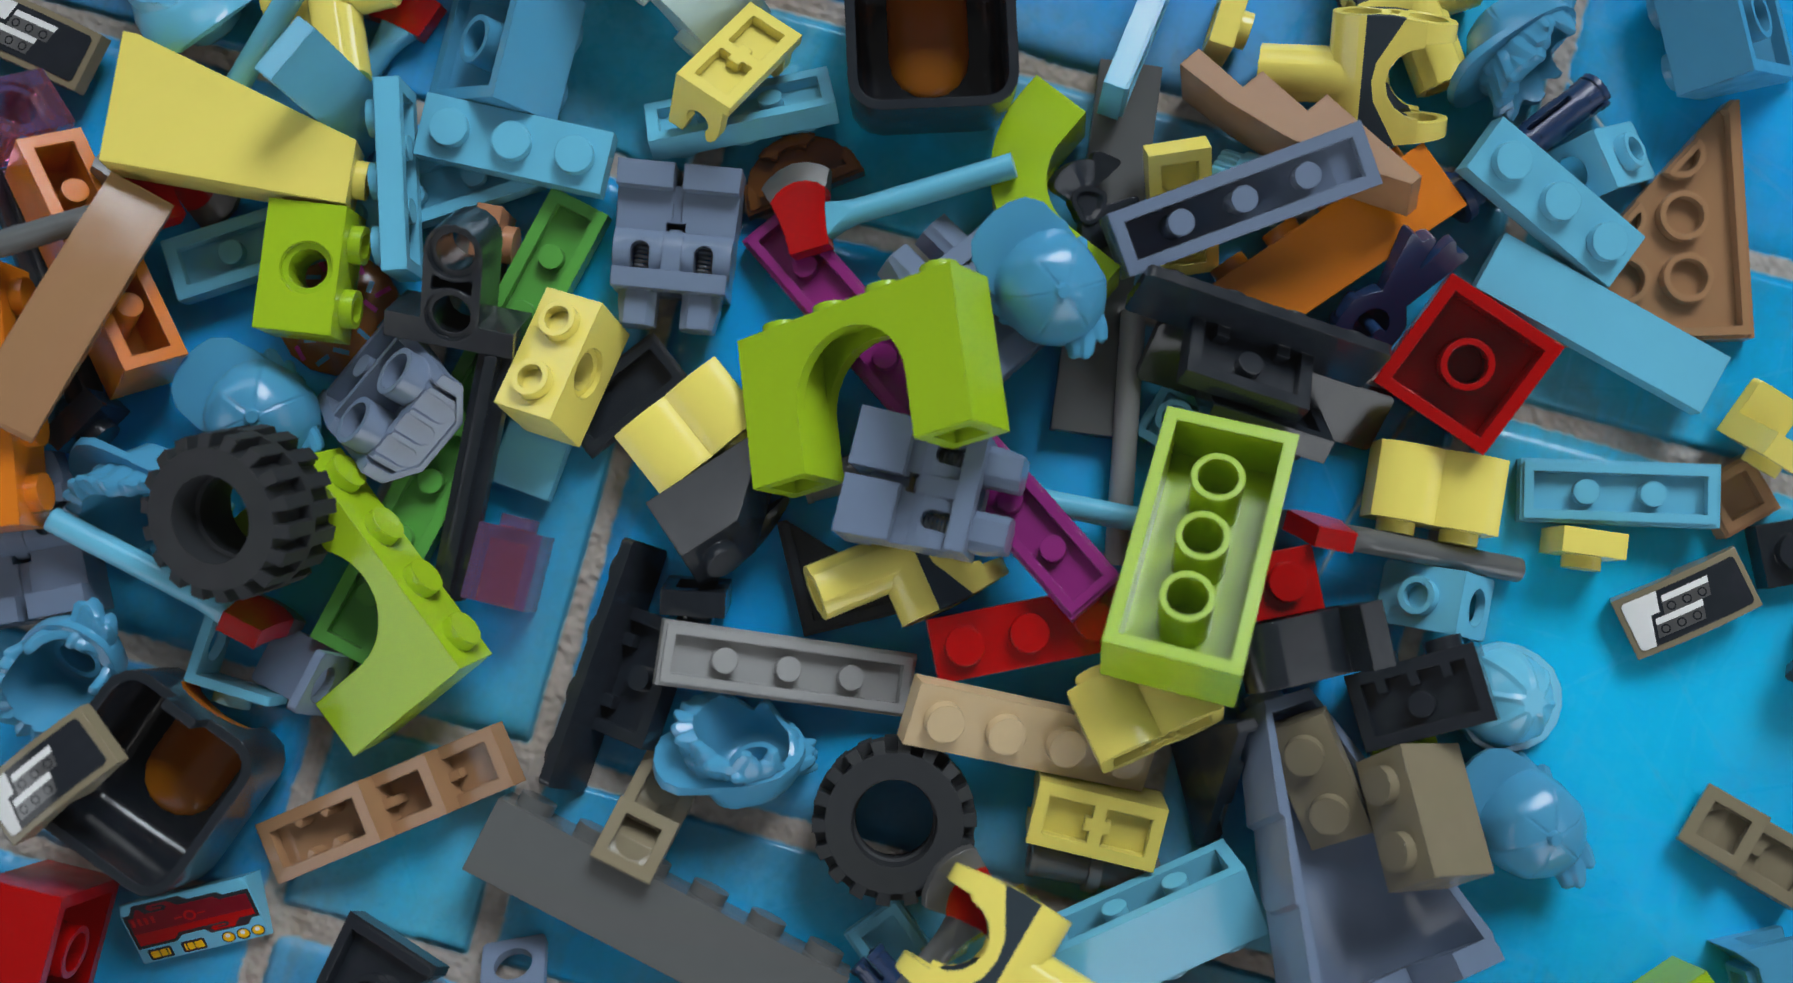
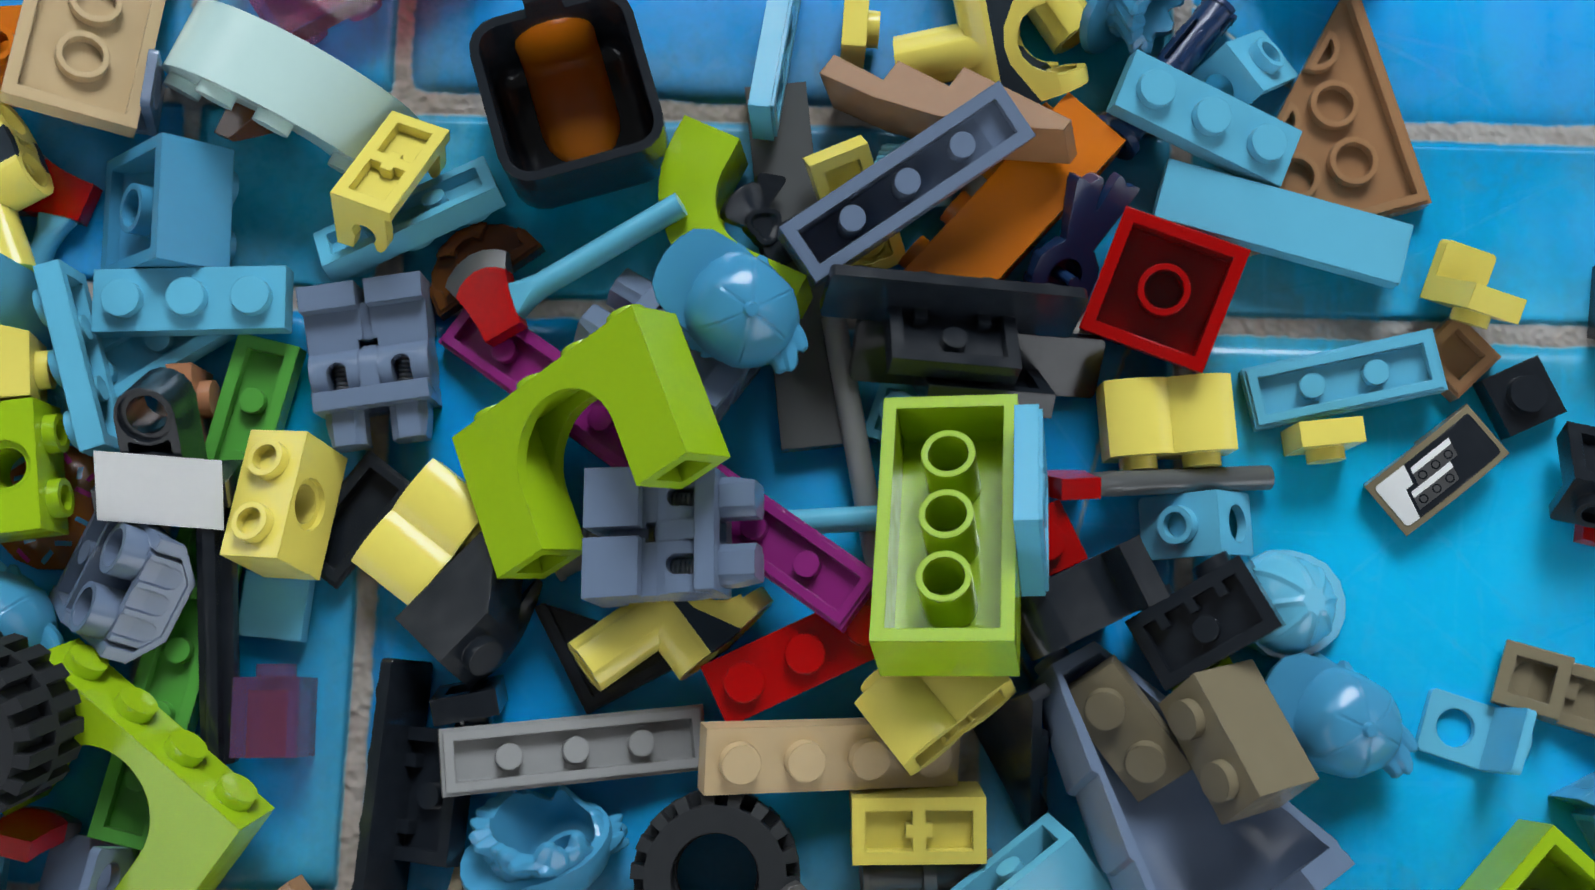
camera: 15 degrees left, 5 degrees down
(450, 326) = (159, 490): none -> white sticker
(1288, 541) = (1031, 500): none -> medium azure tile
(1674, 874) = (1497, 739): none -> medium azure bracket

